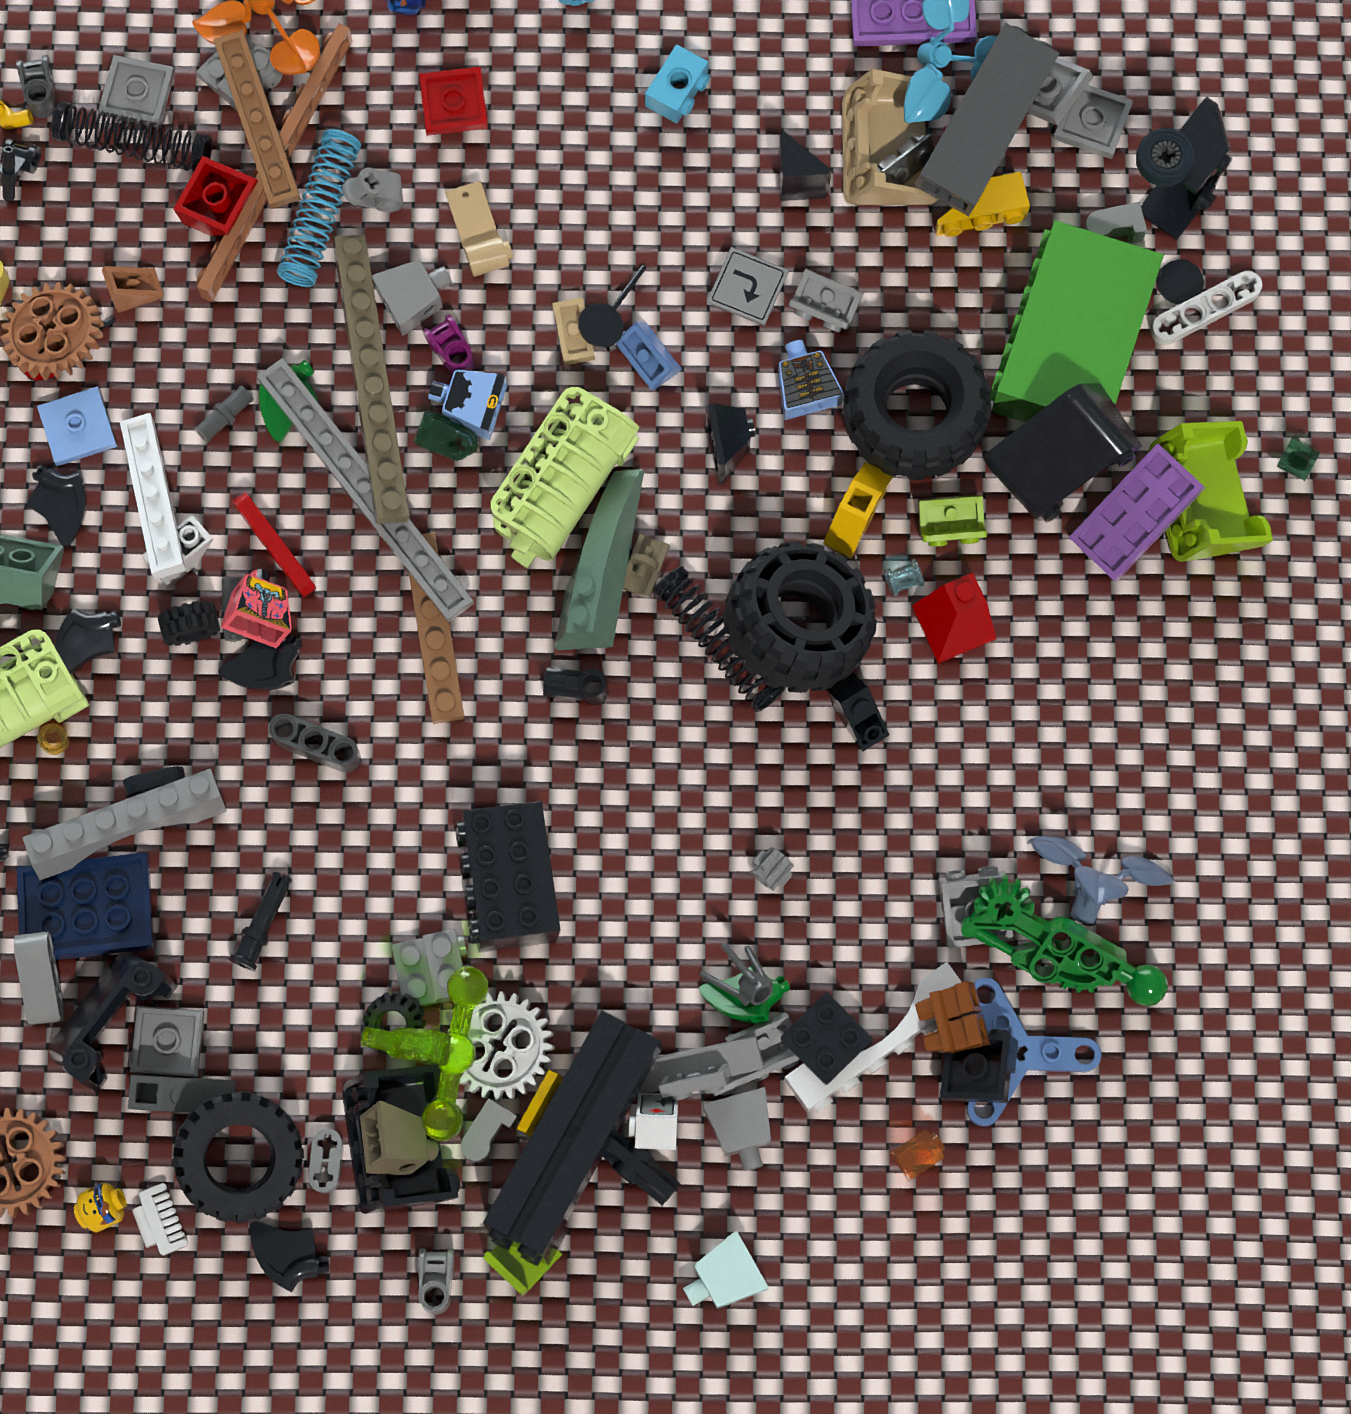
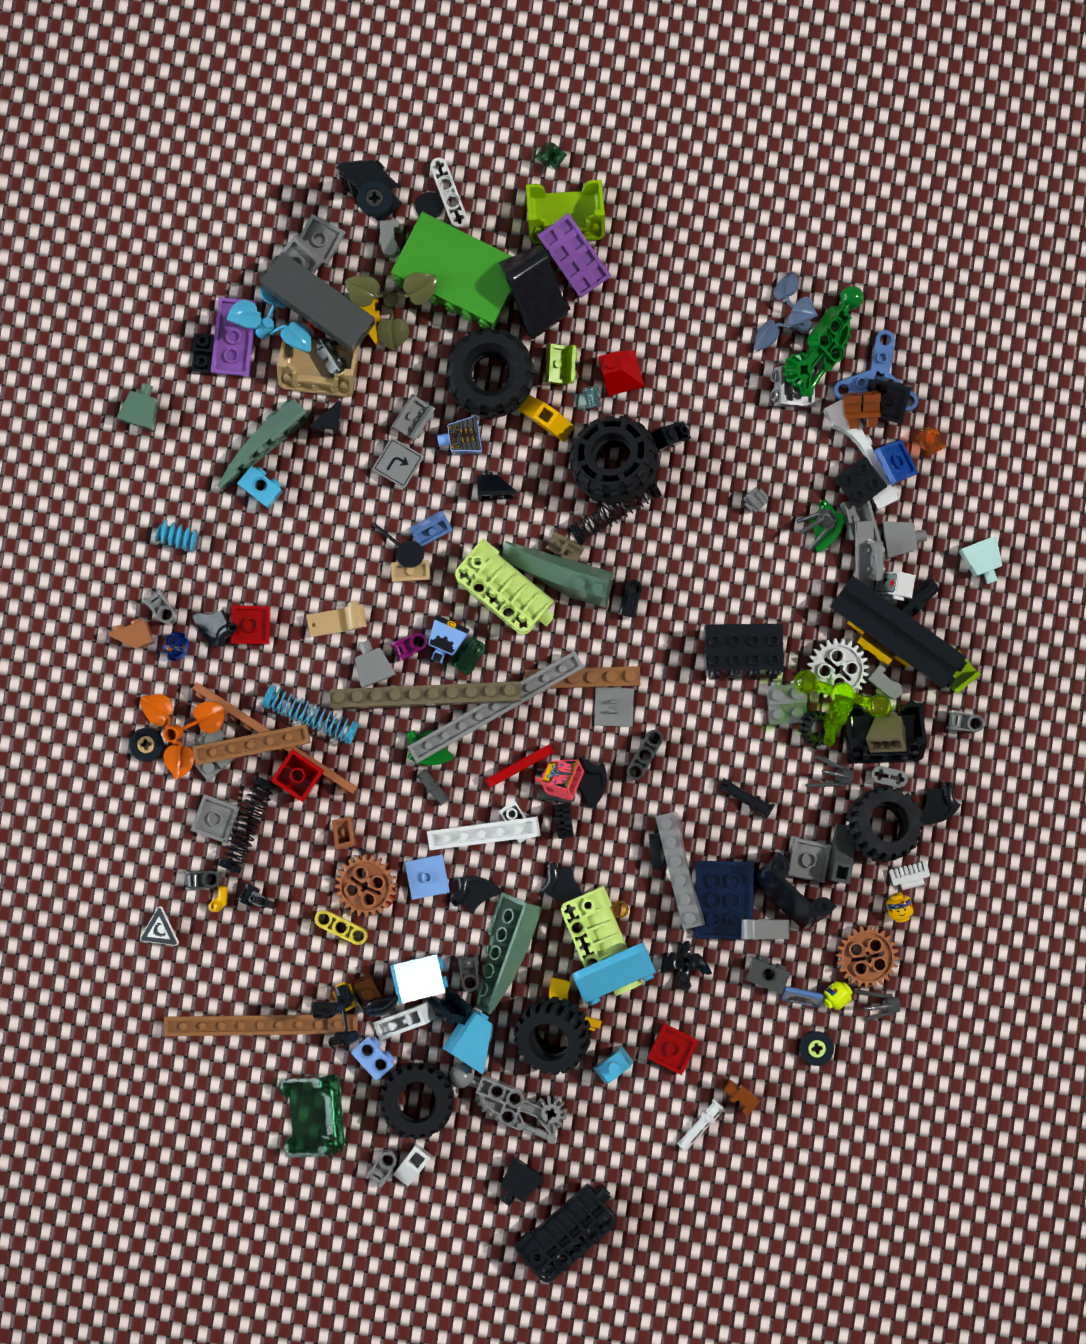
camera: 80 degrees left, 10 degrees up
(317, 1081) = (843, 776): none -> dark grey plant
(375, 190) = (303, 678): light grey piece -> none
(391, 686) = (614, 707): none -> light grey piece
(442, 47) = (215, 627): none -> black arm
(754, 80) = (265, 439): none -> sand green wedge
(872, 1097) = (896, 462): none -> blue plate
(1037, 259) = (391, 331): none -> olive plant

